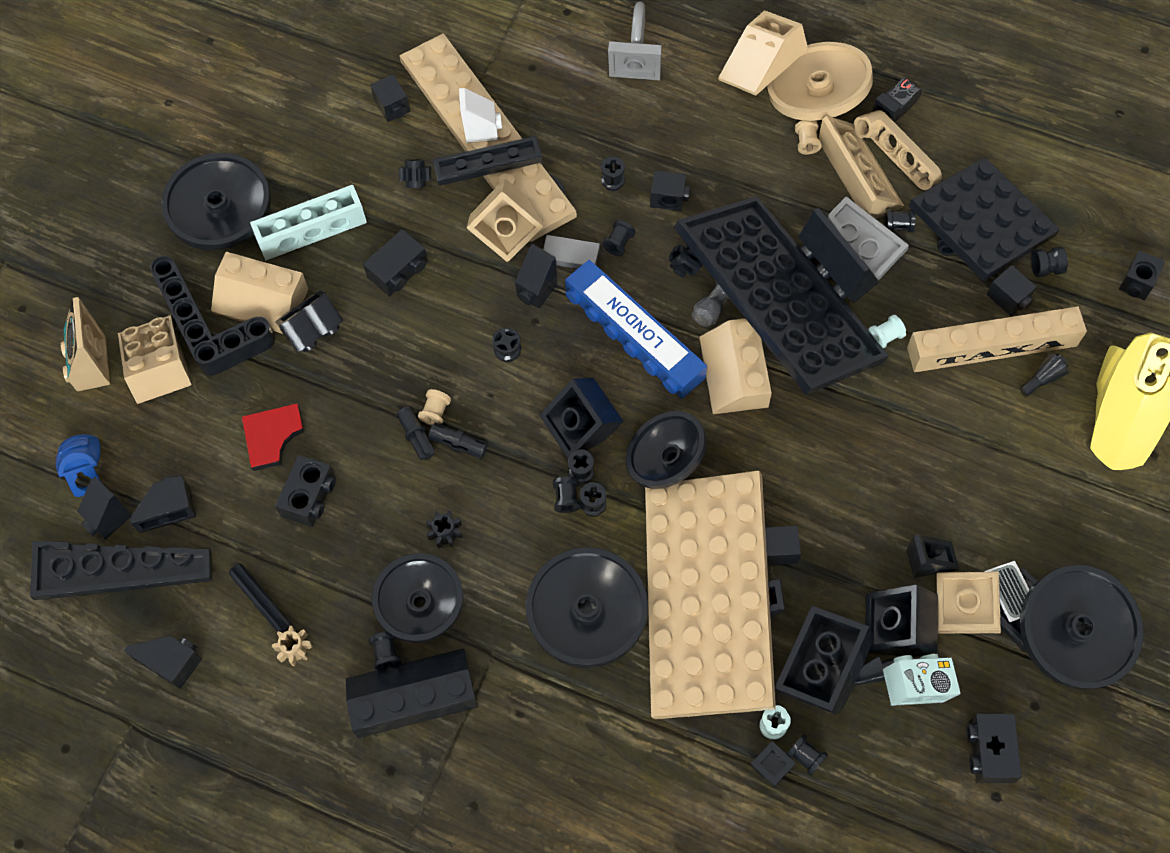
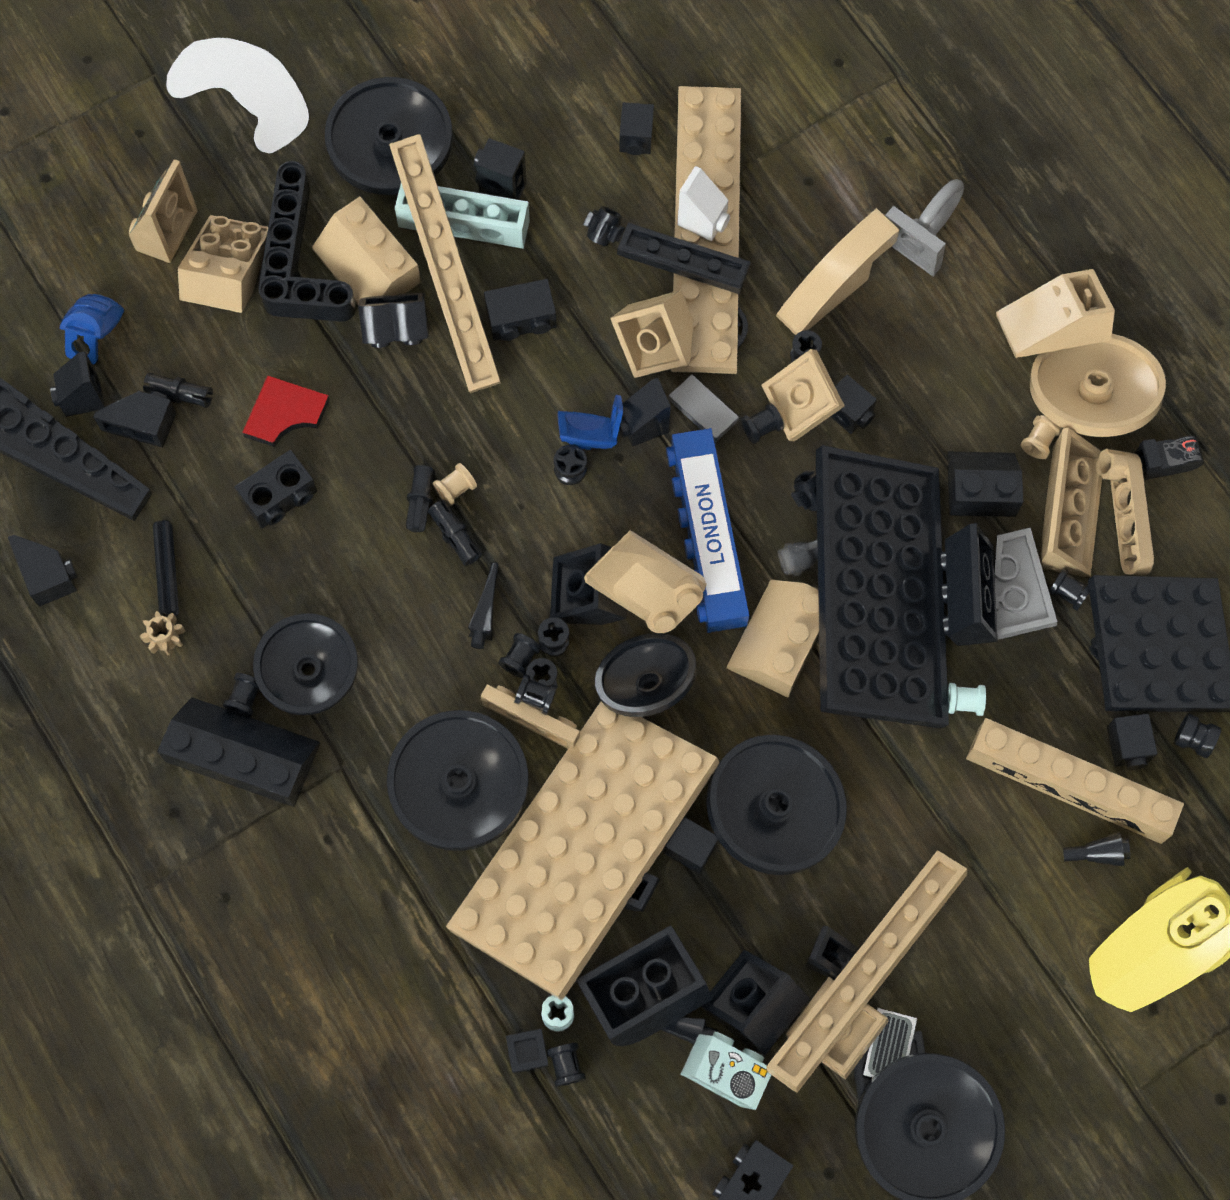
camera: 30 degrees right, 5 degrees up
(81, 222) = (254, 81): none -> white sticker
(181, 466) = (178, 390): none -> black pin
(315, 175) = (500, 170): none -> black brick
(322, 259) = (445, 263): none -> tan plate
(441, 522) = (383, 605): black gear -> none
(507, 312) = (591, 430): none -> blue piece
(522, 488) = (482, 620): none -> black piece
(599, 110) = (838, 273): none -> tan slope
(605, 531) = (557, 730): none -> tan plate
(611, 513) = (524, 695): none -> black bush
(625, 384) = (647, 582): none -> tan slope
(634, 201) = (803, 394): none -> tan tile
(794, 188) = (984, 484): none -> black slope
(818, 479) = (776, 805): none -> black dish
(962, 552) = (866, 971): none -> tan plate

